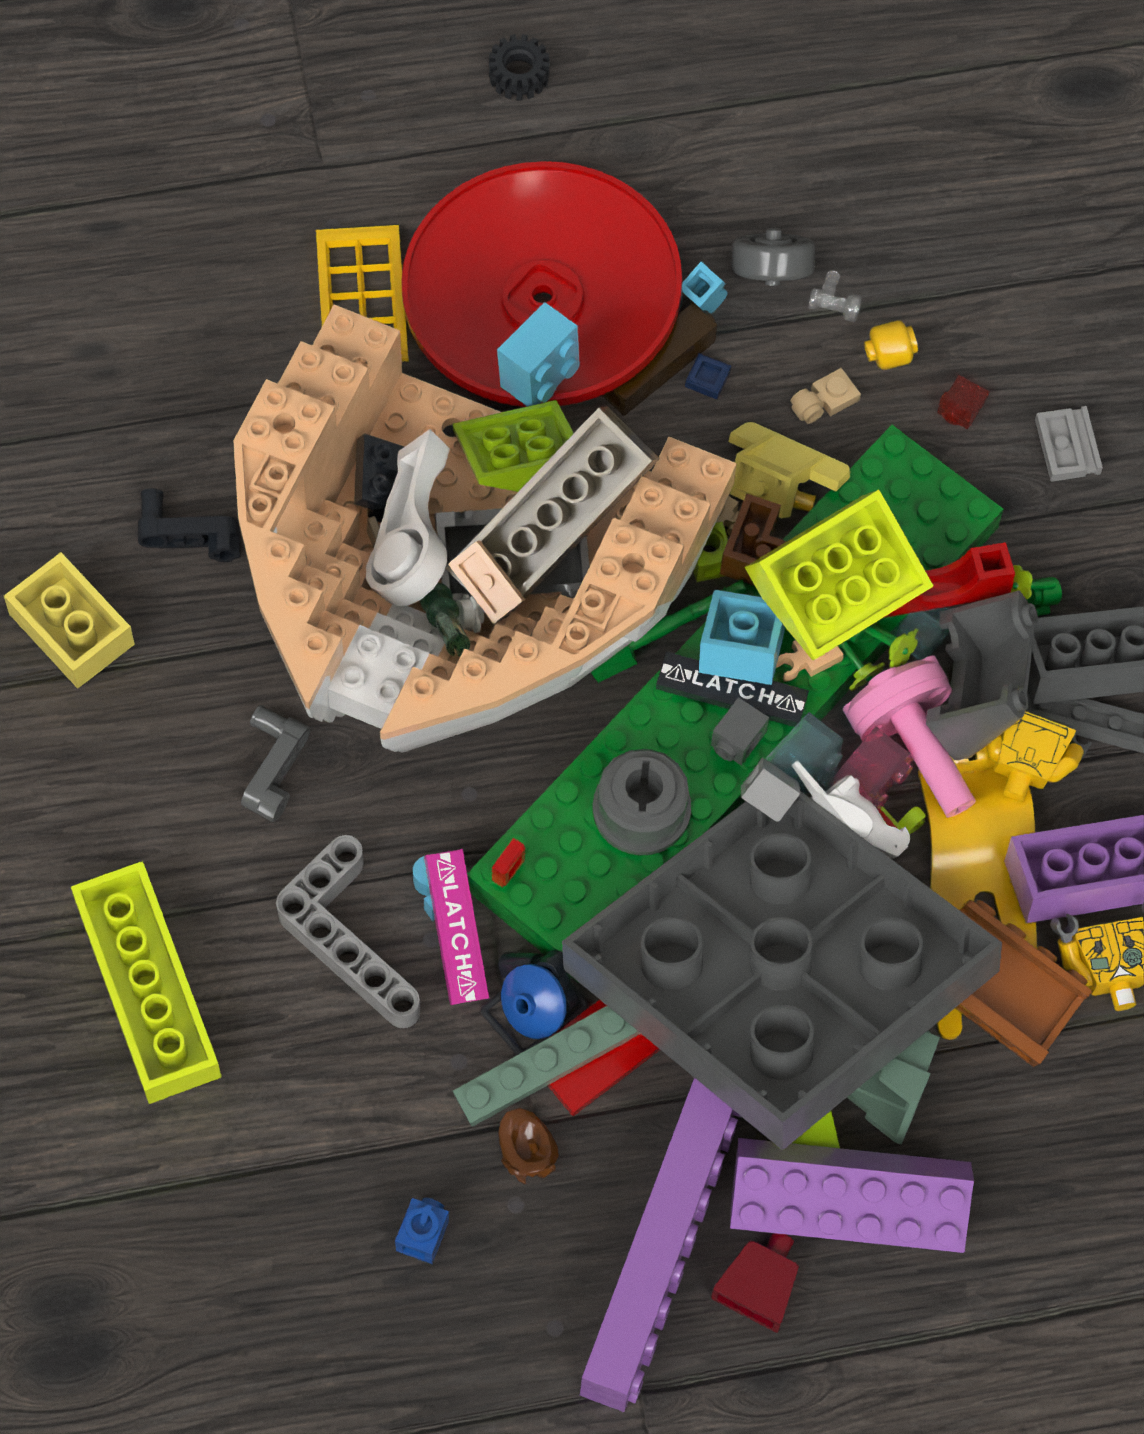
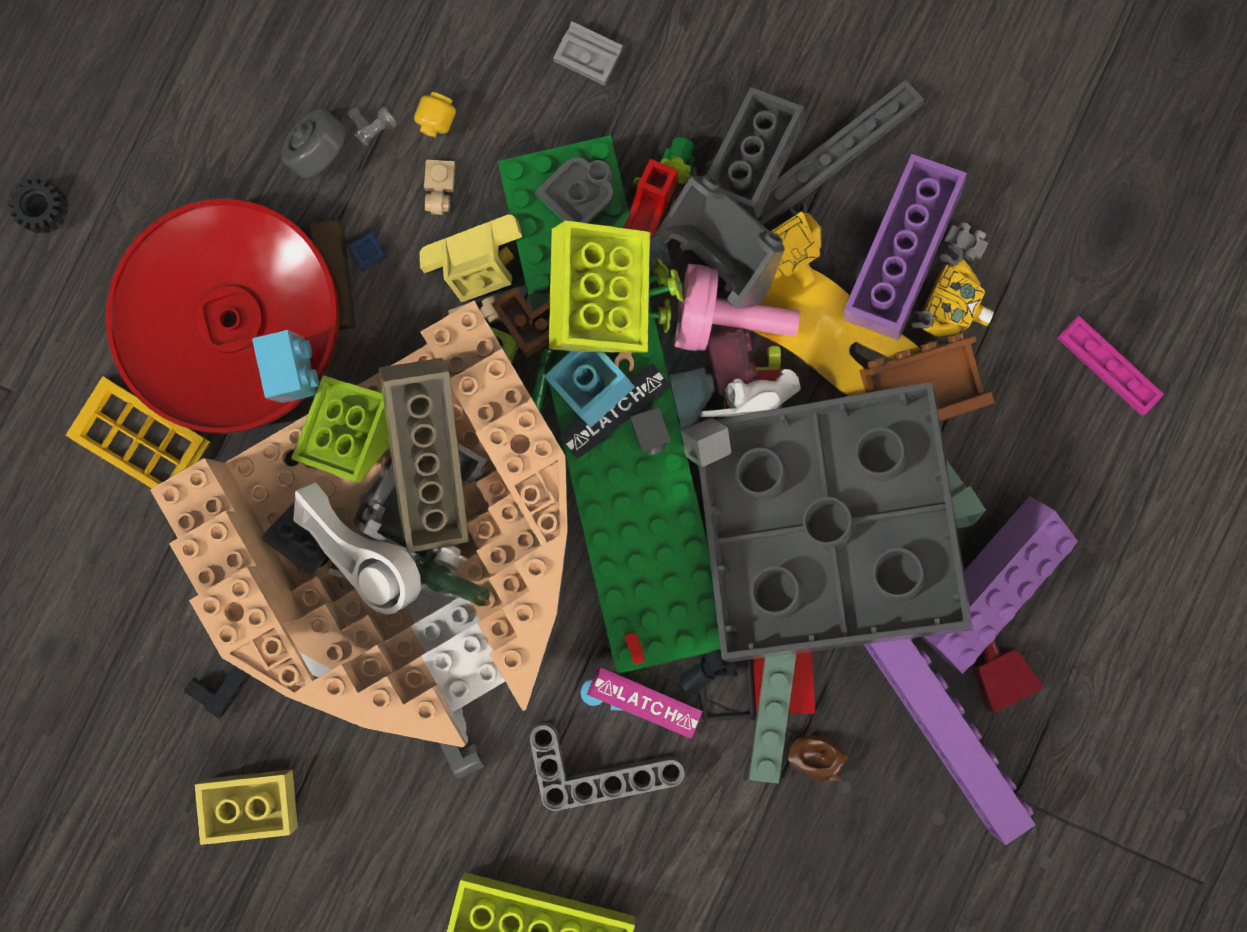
camera: 50 degrees left, 20 degrees up
(422, 1229) = (827, 863): blue brick -> none
(486, 581) = (441, 535): light nougat plate -> none
(544, 999) = (728, 688): blue dish -> none
(642, 802) = (654, 530): dark grey wheel -> none
(704, 288) = (304, 209): medium azure leg -> none
(926, 508) = (578, 190): none -> dark grey plate
(962, 402) = (508, 99): clear red bracket -> none

